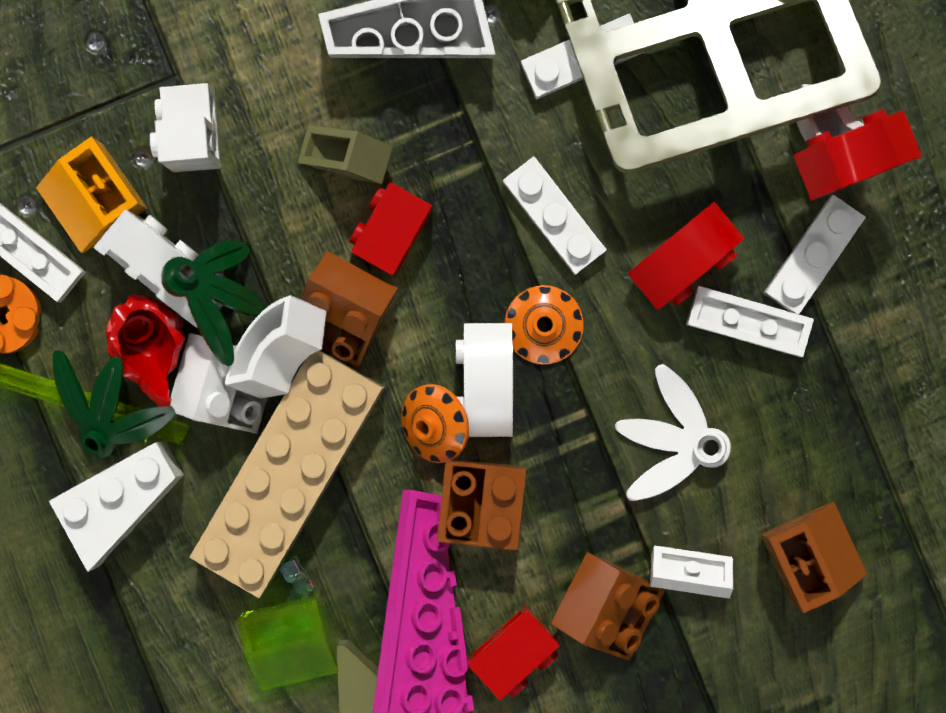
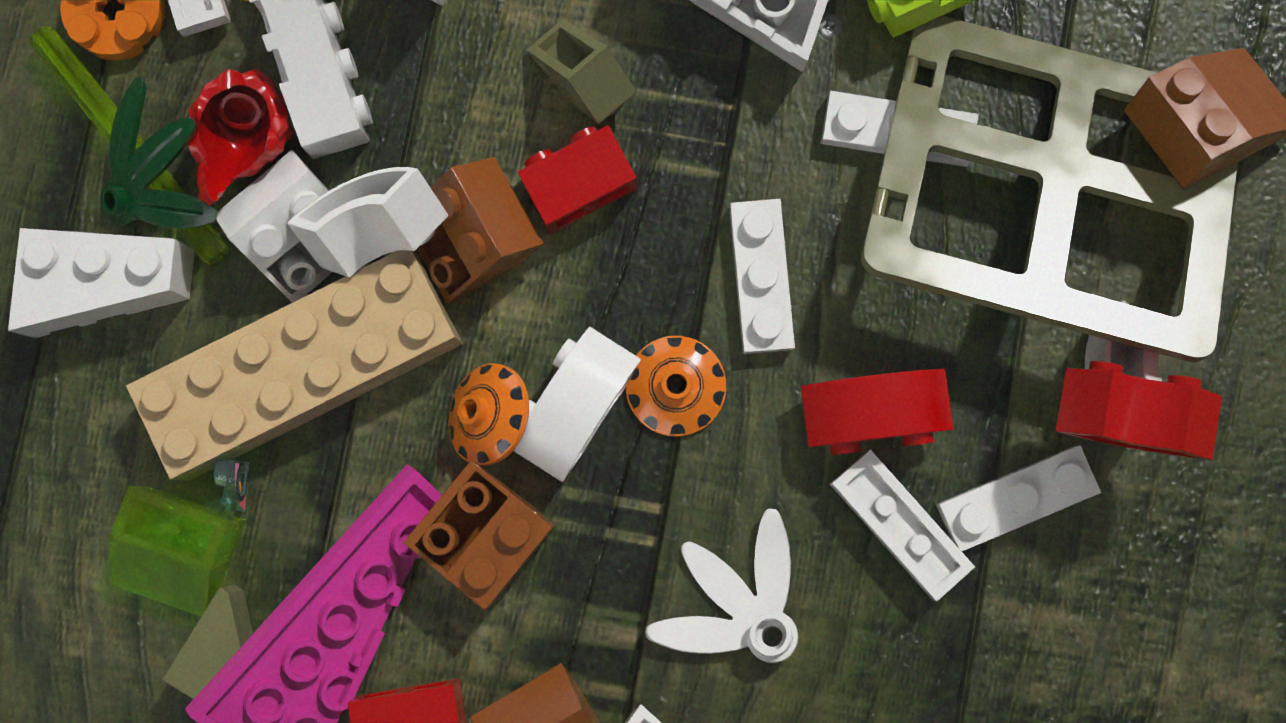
camera: 30 degrees right, 5 degrees down
(204, 286) = (336, 103): dark green plant -> none

